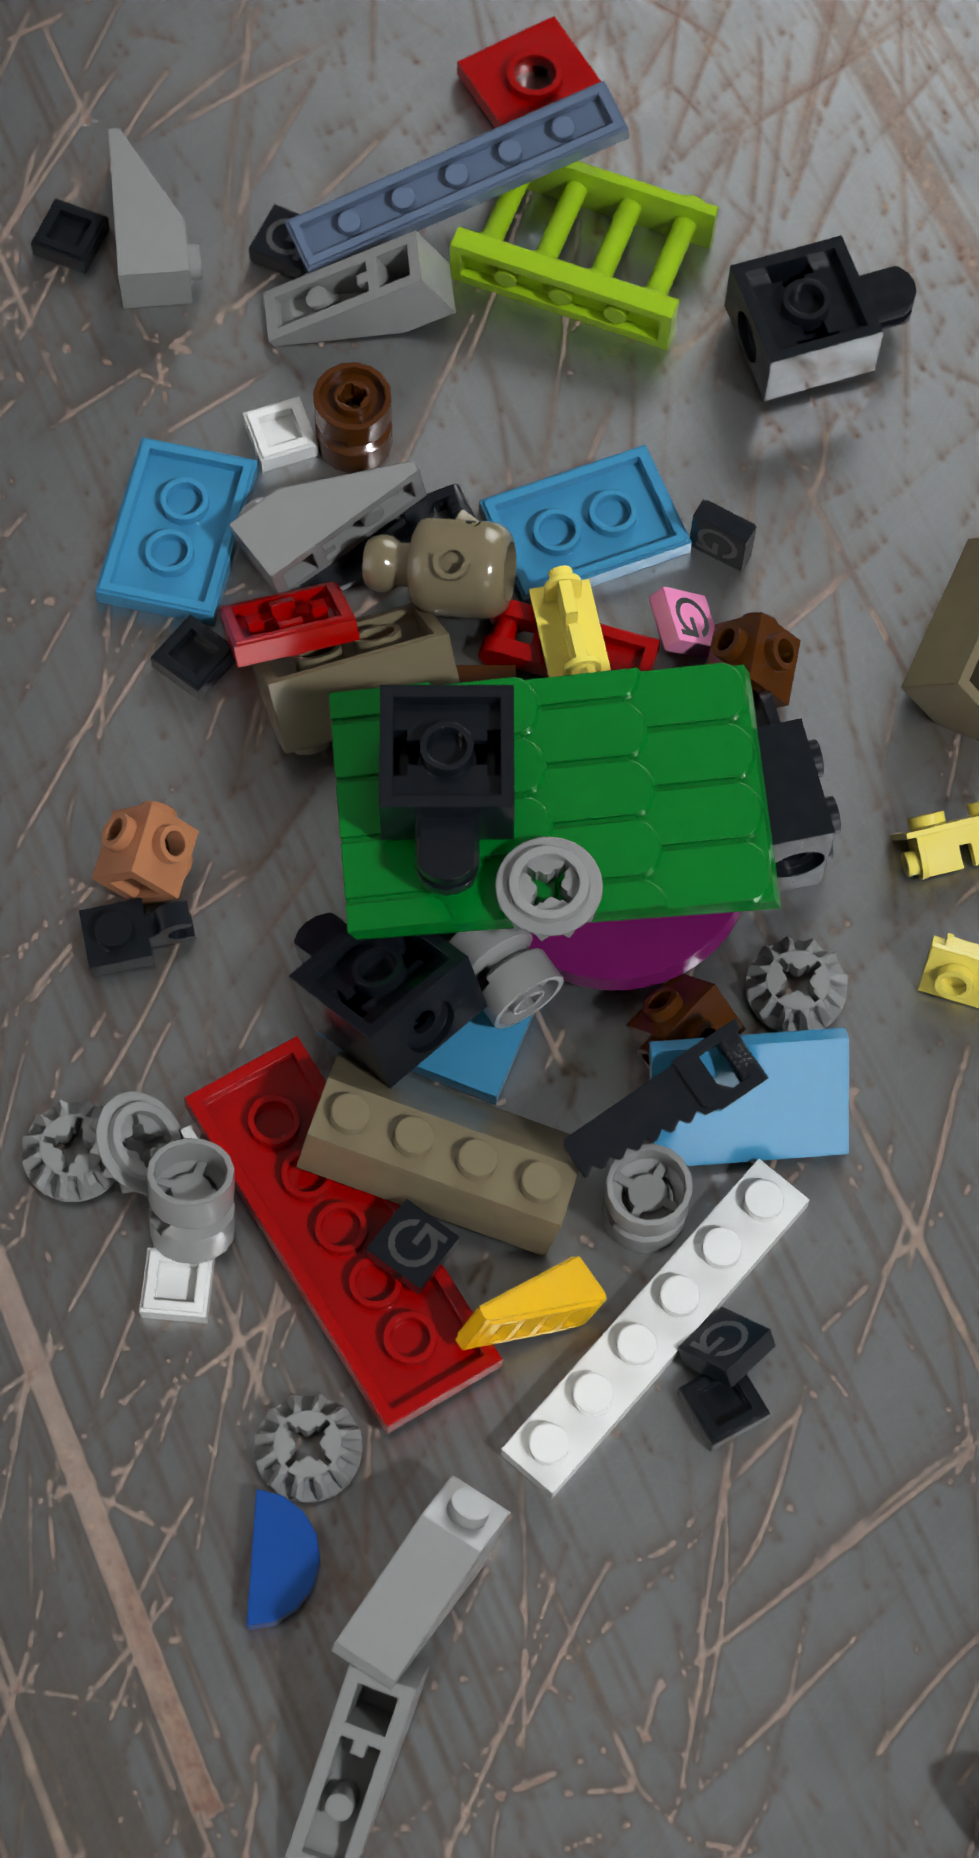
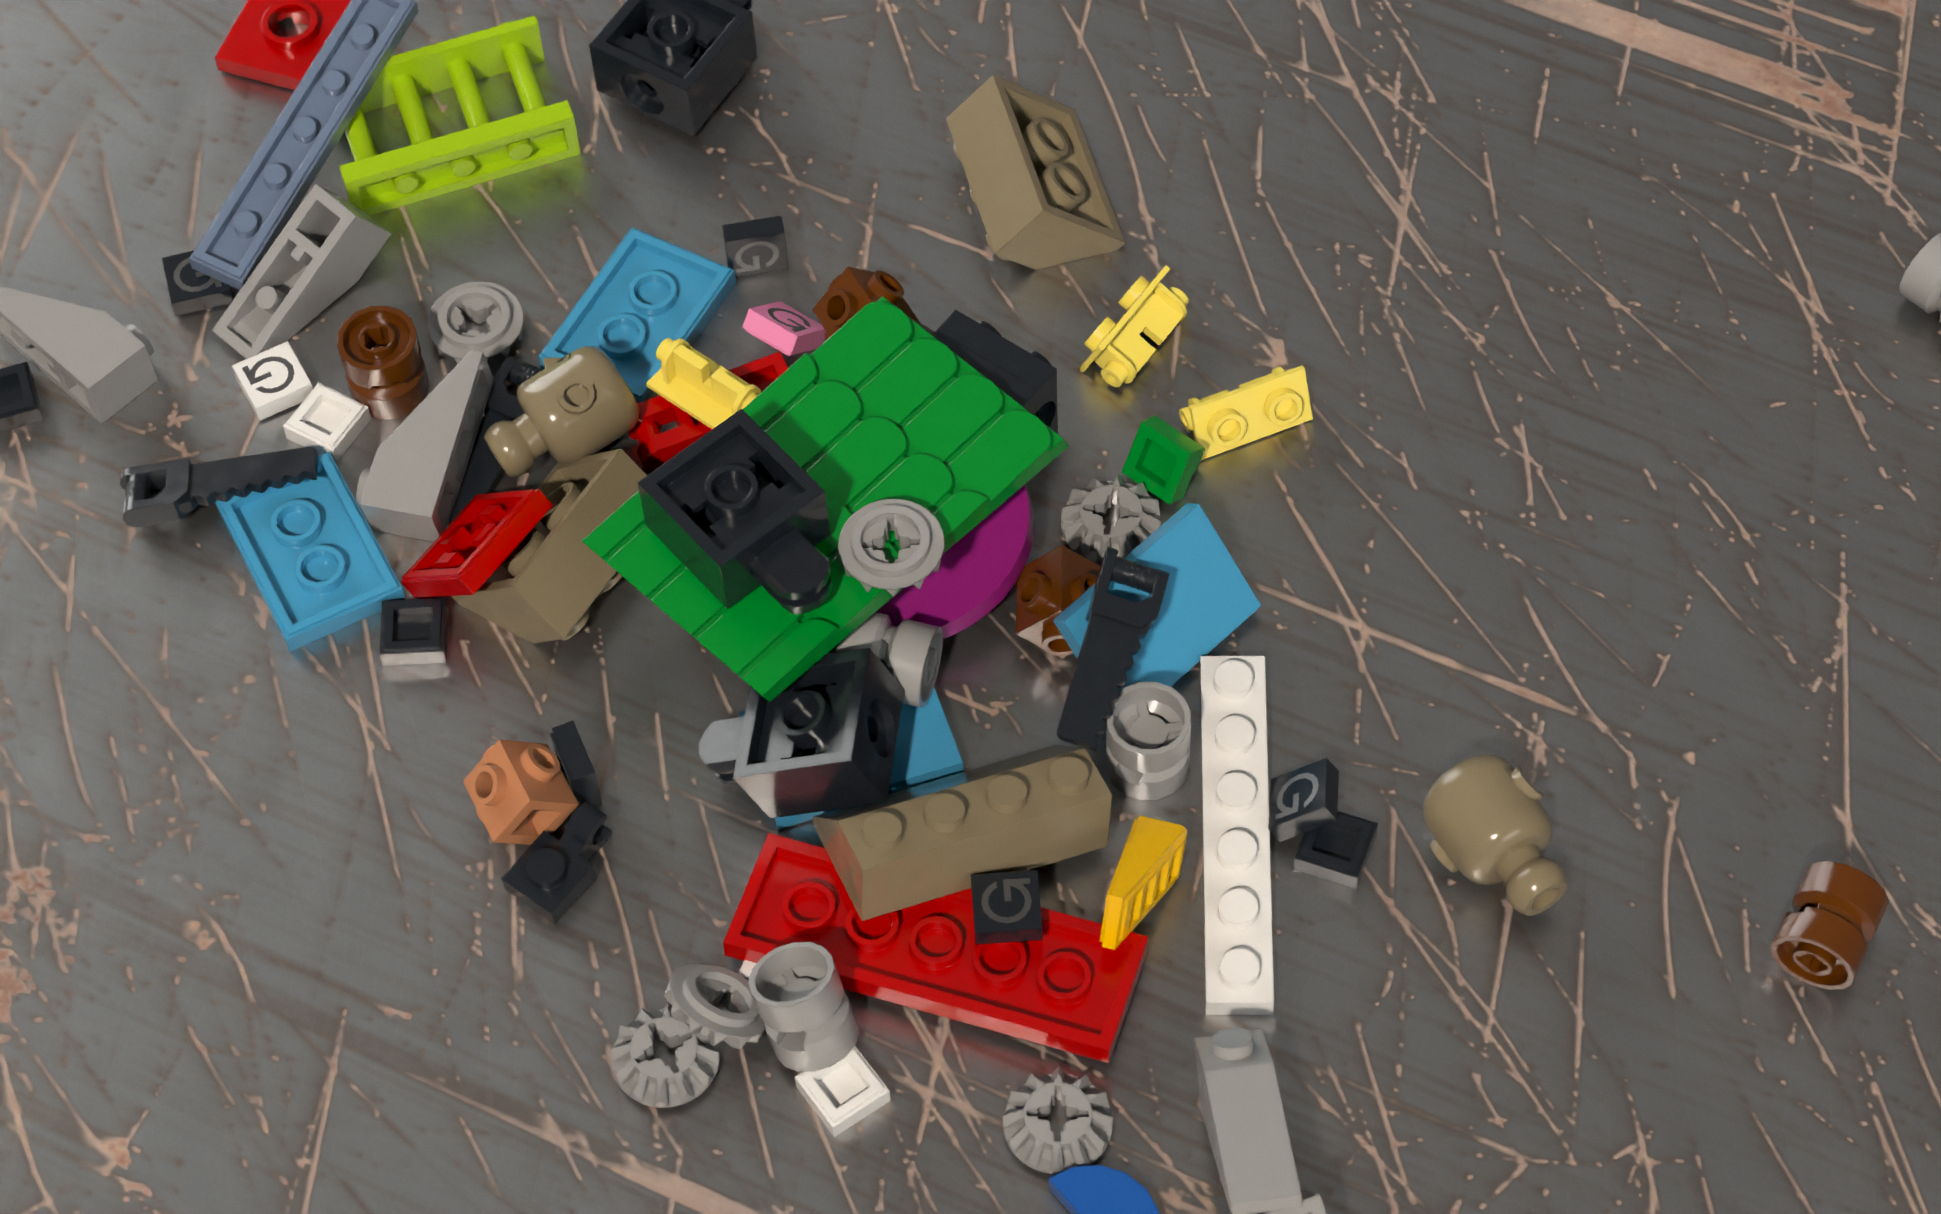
camera: 35 degrees left, 10 degrees down
(150, 418) = (209, 481): none -> black piece
(207, 864) = (575, 764): none -> black tile
(270, 368) = (273, 380): none -> white tile
(480, 424) = (481, 303): none -> light grey gear
(850, 1501) = (1495, 831): none -> dark tan piece
(880, 968) = (1163, 459): none -> green tile

